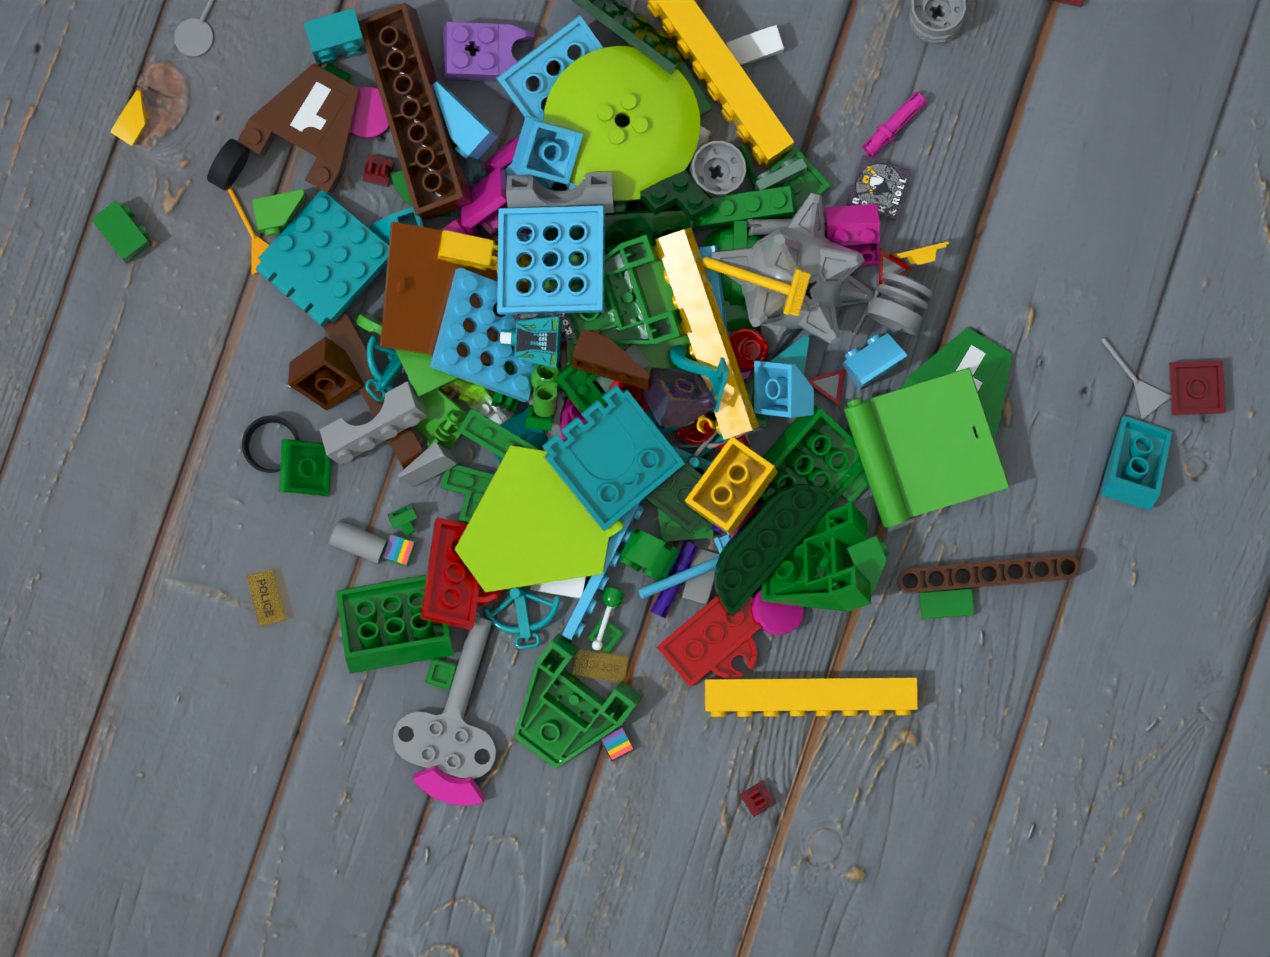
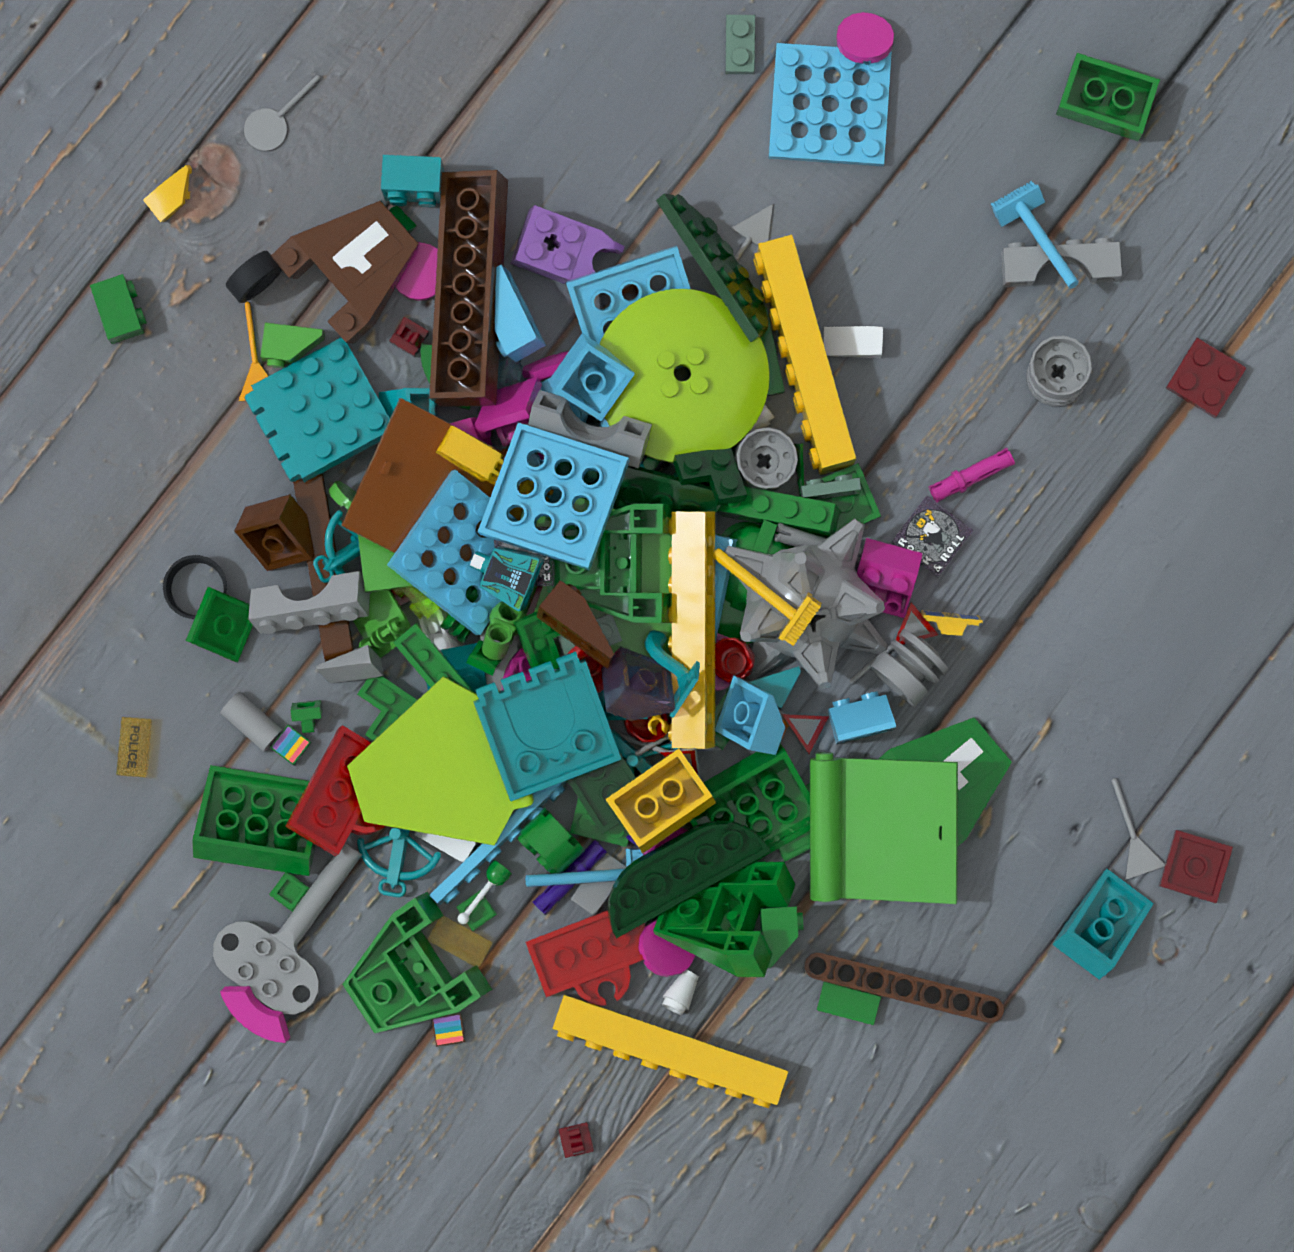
camera: 25 degrees right, 0 degrees up
(802, 644) = (680, 993): none -> white cone

